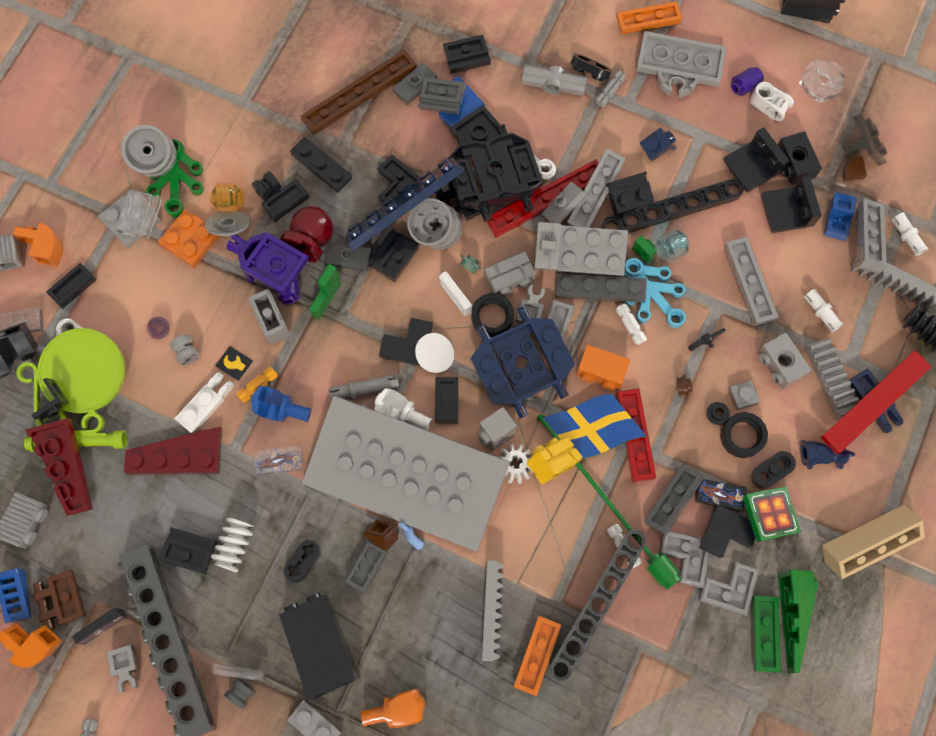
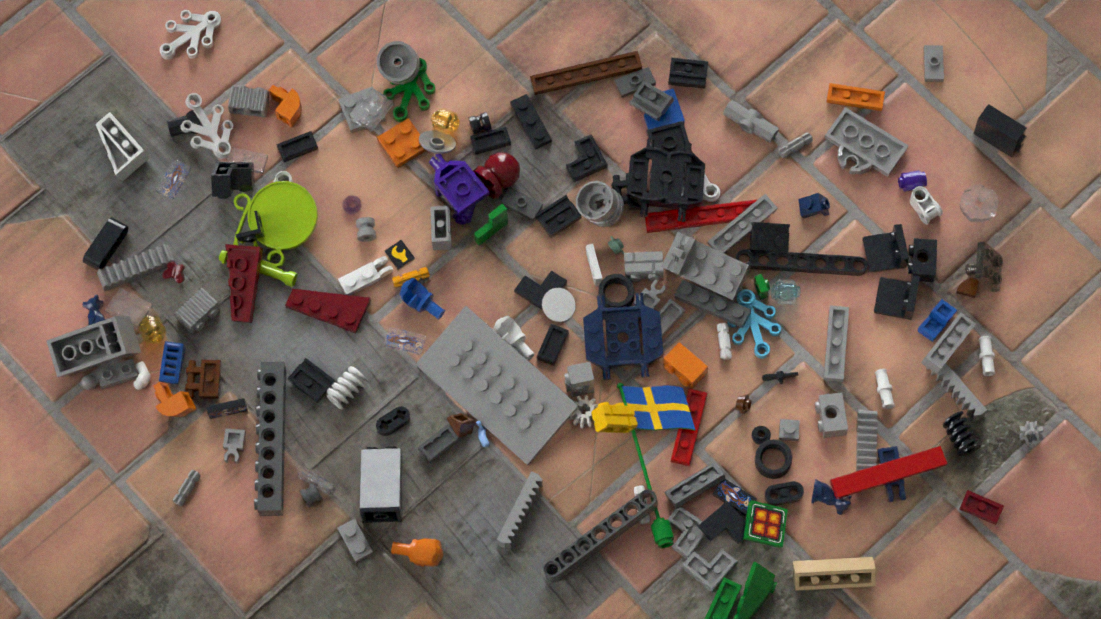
camera: 25 degrees right, 5 degrees down
(361, 388) = (493, 310): light grey pin -> none
(407, 200) = (578, 178): dark blue plate -> none
(537, 656) = (539, 555): orange plate -> none
(564, 203) = (711, 226): light grey plate -> none
(583, 63) = (786, 120): black plate -> none

